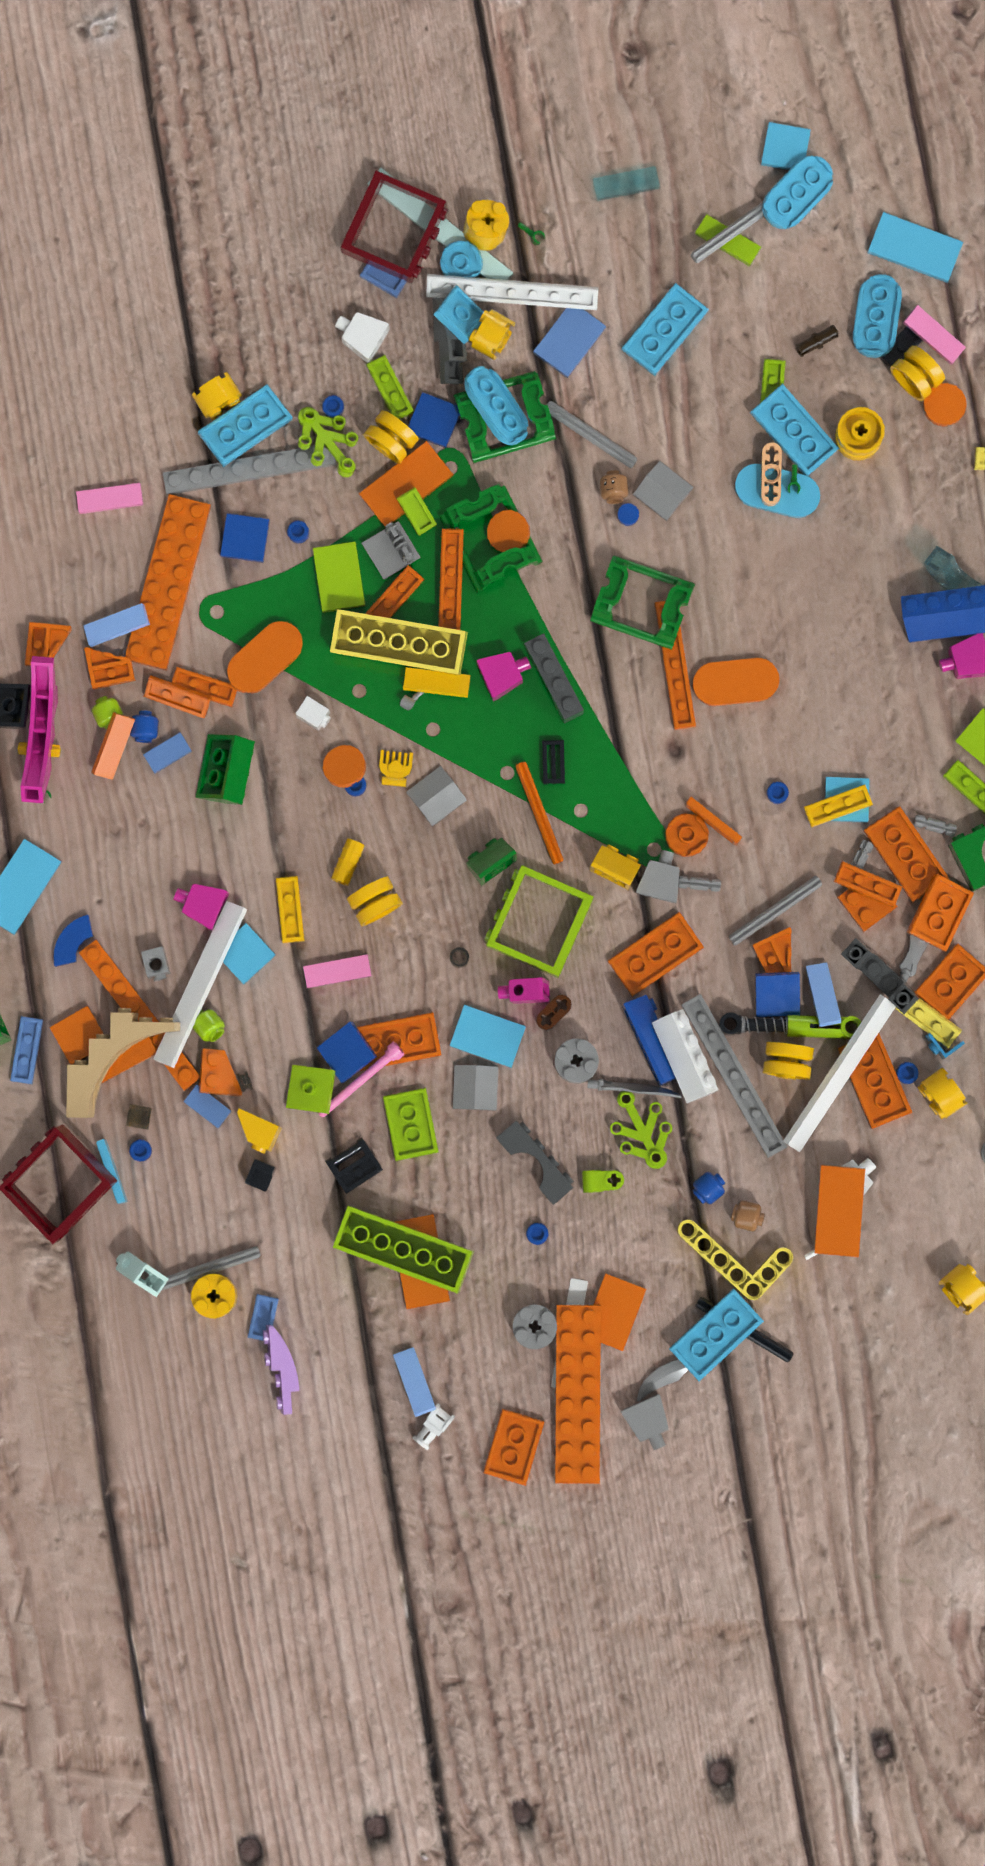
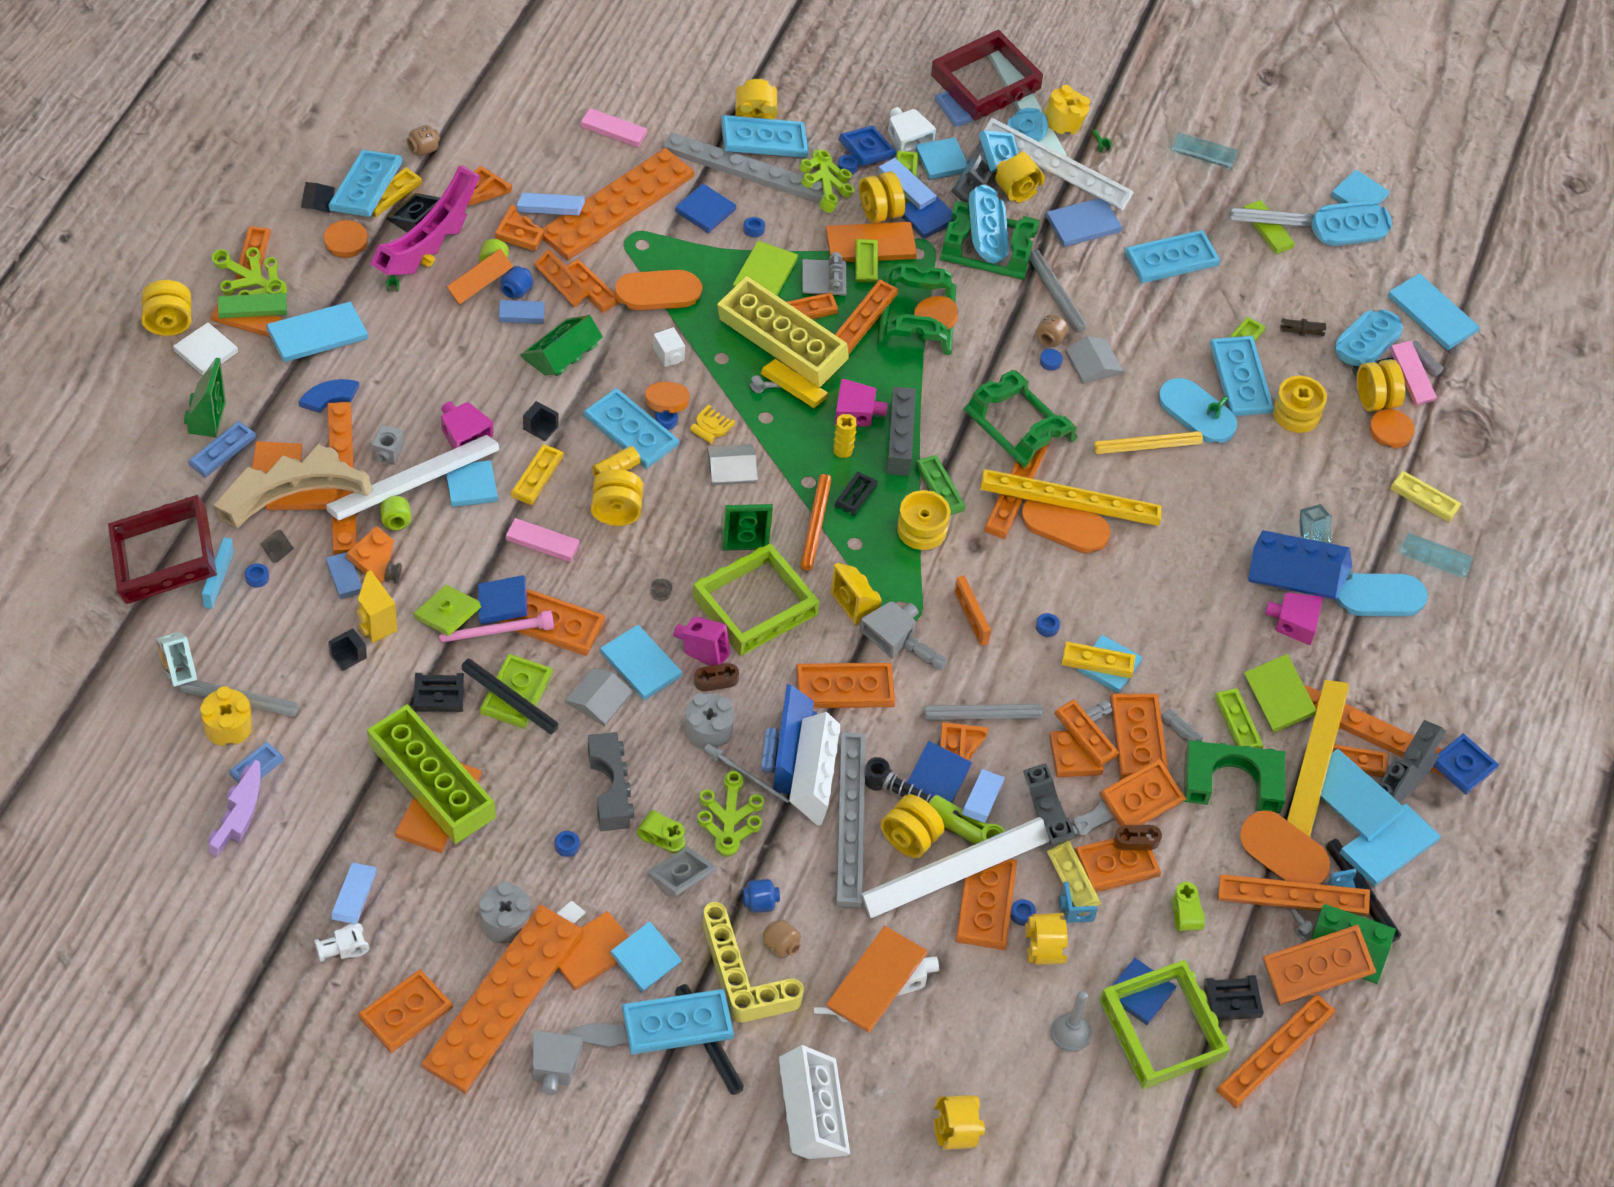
camera: 20 degrees right, 30 degrees down
(259, 858) = (540, 421): none -> black panel
(333, 813) = (631, 426): none -> medium azure tile
(337, 375) = (867, 145): none -> blue tile
(399, 400) = (912, 187): none -> light blue tile
(408, 345) = (941, 158): none -> medium azure tile
(412, 1138) = (510, 696): none -> black axle
(520, 722) = (844, 435): none -> yellow axle
(614, 709) = (939, 482): none -> bright green tile
(630, 773) = (923, 520): none -> yellow wheel
(635, 1052) = (769, 750): none -> light blue axle
(638, 1205) = (680, 871): none -> light grey slope
(658, 1294) = (645, 957): none -> medium azure tile
(686, 835) = (940, 611): orange tile -> none
(727, 655) = (1071, 497): none -> yellow tile
(756, 552) = (1148, 442): none -> yellow axle
(777, 459) = (1199, 400): light nougat beam -> none
(852, 1336) = (813, 1104): none -> white slope
(935, 307) = (1427, 359): none -> light grey axle
(961, 959) = (1137, 837): none -> reddish brown beam

